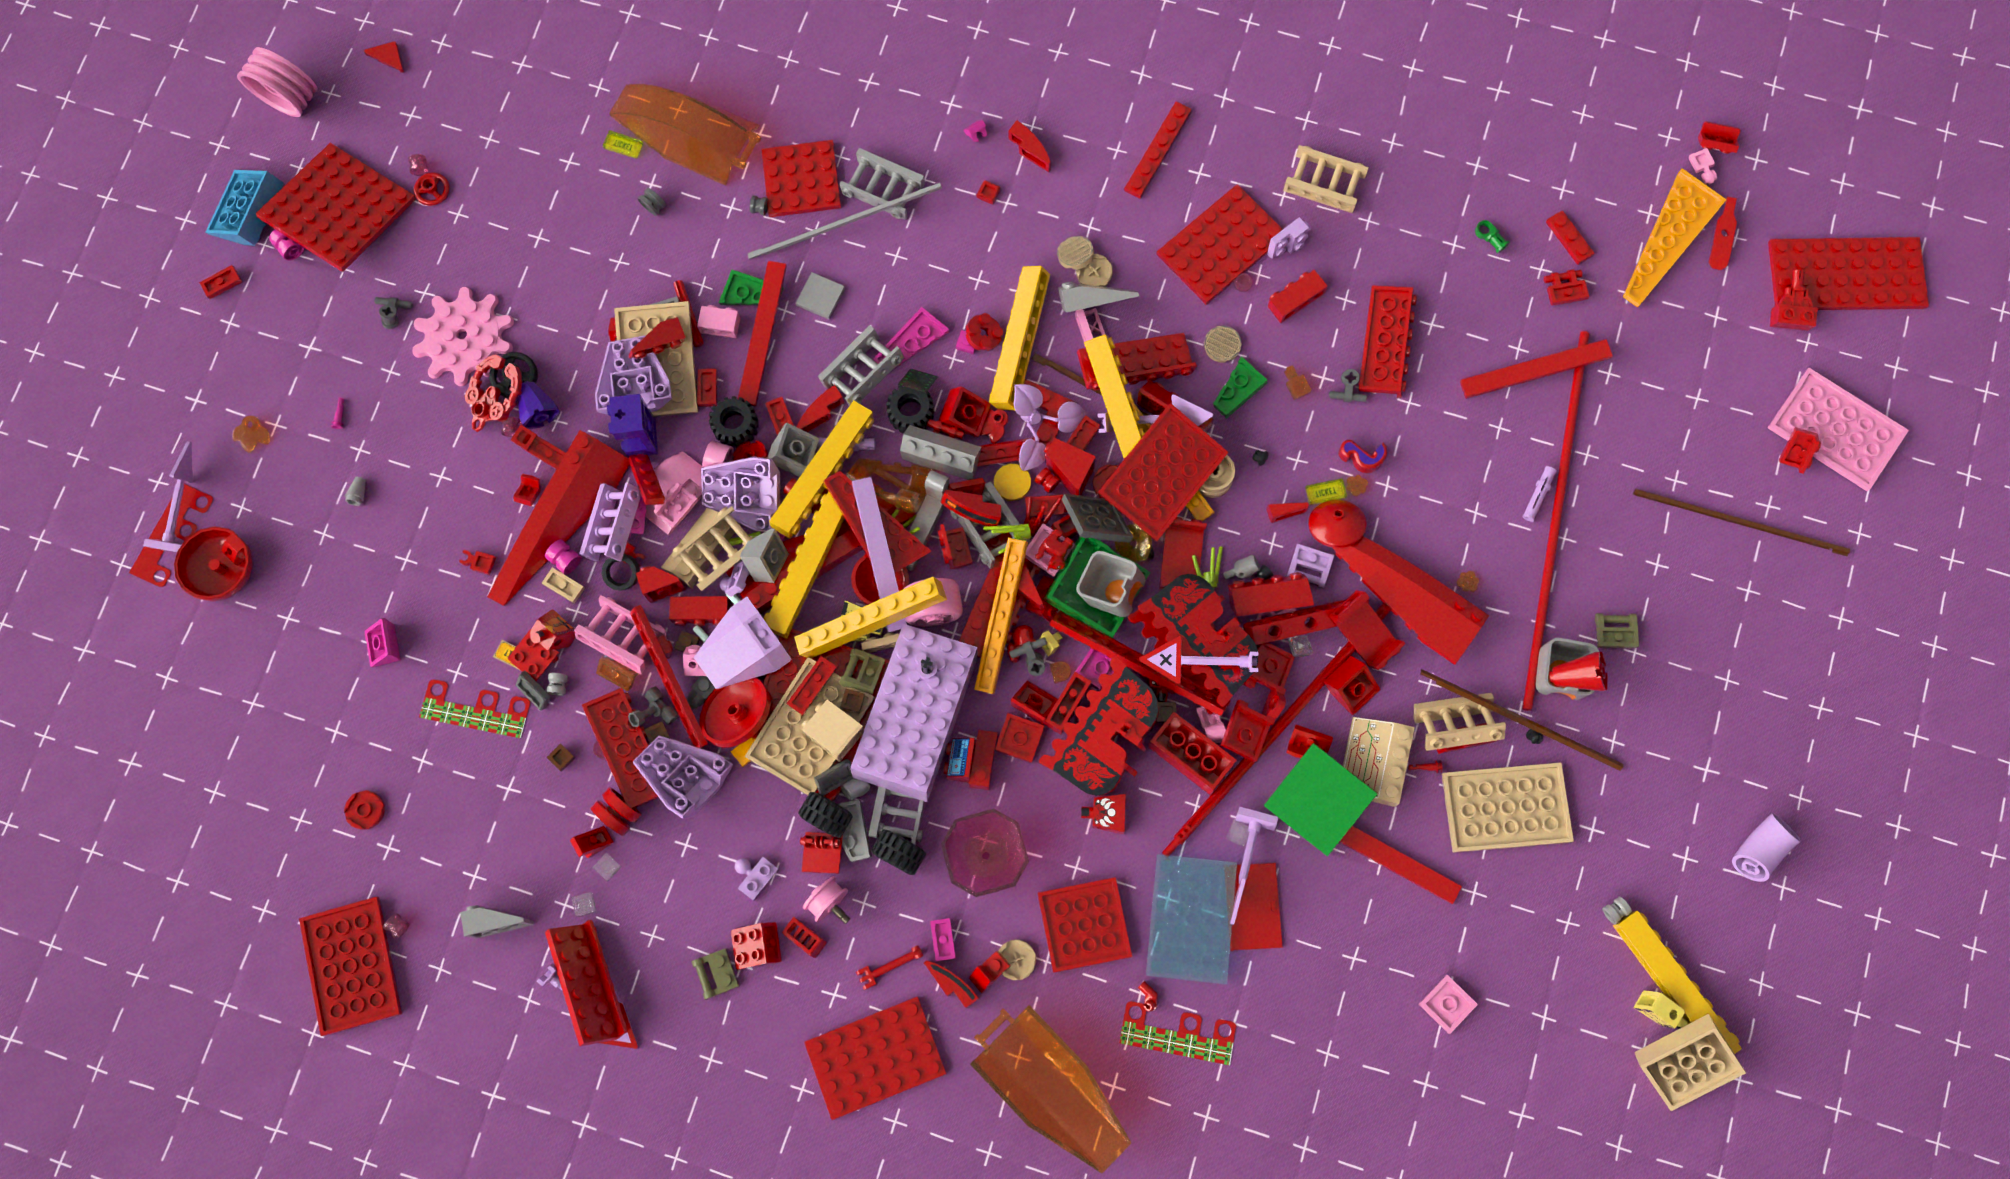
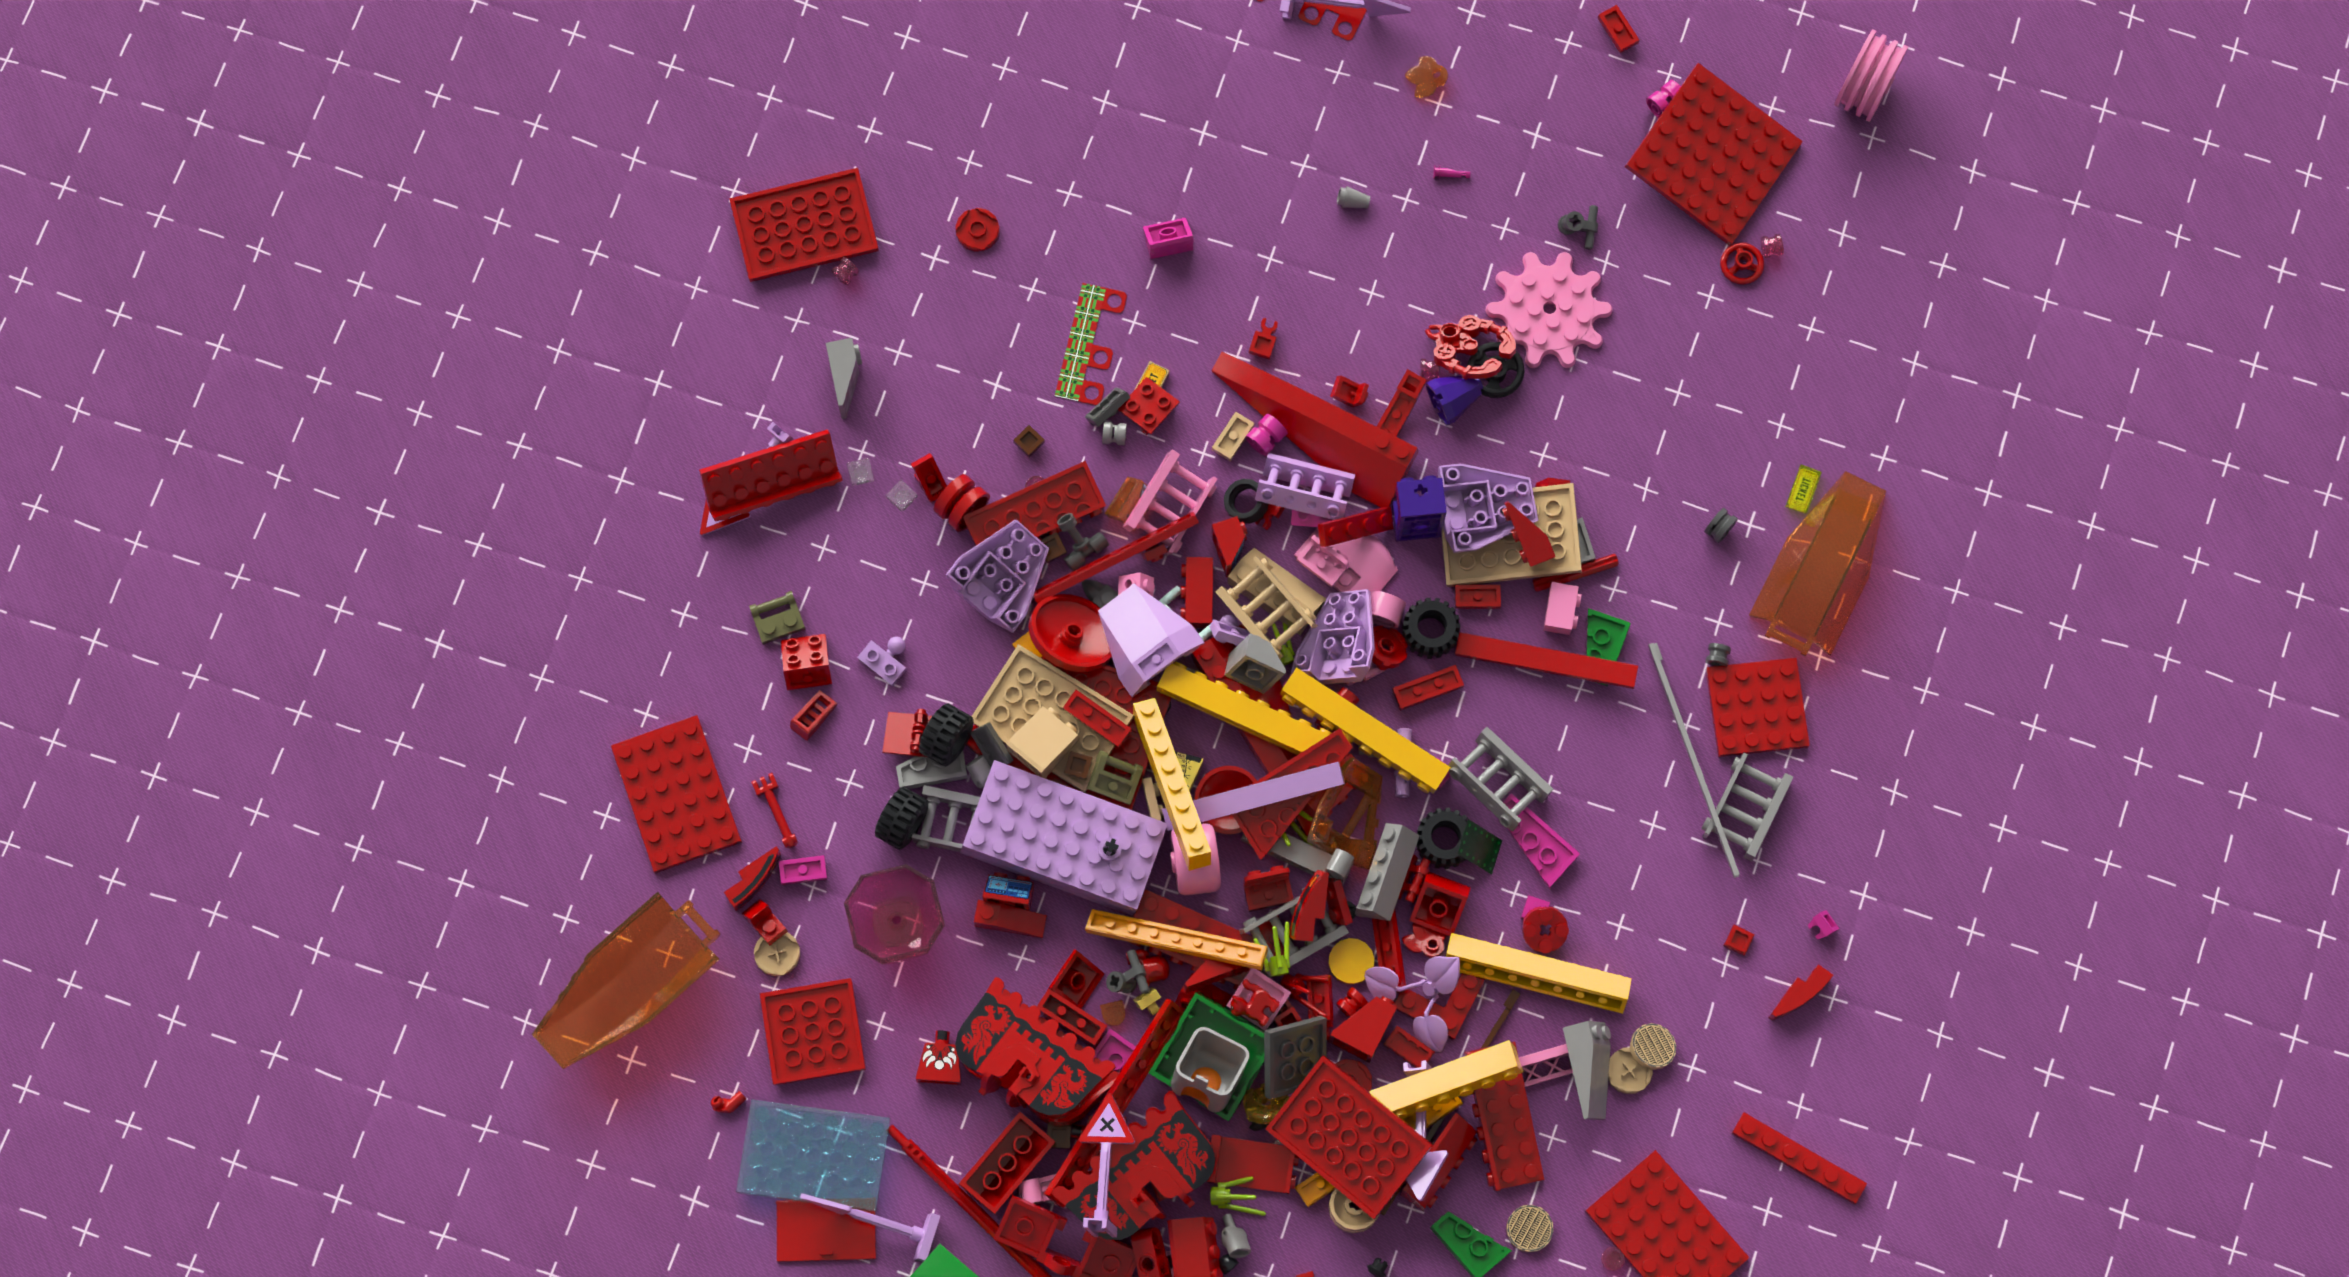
camera: 85 degrees right, 0 degrees up
(213, 564) = (1264, 47): red piece -> none
(243, 197) = (1718, 45): dark azure slope -> none
(387, 54) = (1924, 202): red tile -> none
(552, 631) = (1174, 425): red torso -> none
(685, 640) = (1162, 578): reddish brown plate -> none
(793, 449) = (1392, 697): light grey slope -> none
(820, 295) = (1598, 731): light grey tile -> none
(820, 409) = (1445, 730): red slope -> none
(826, 899) = (852, 737): bright pink wheel -> none
(1019, 738) = (1033, 962): red plate -> none
(1181, 1043) = (675, 1139): piece -> none
(1238, 833) = (912, 1215): clear plate -> none

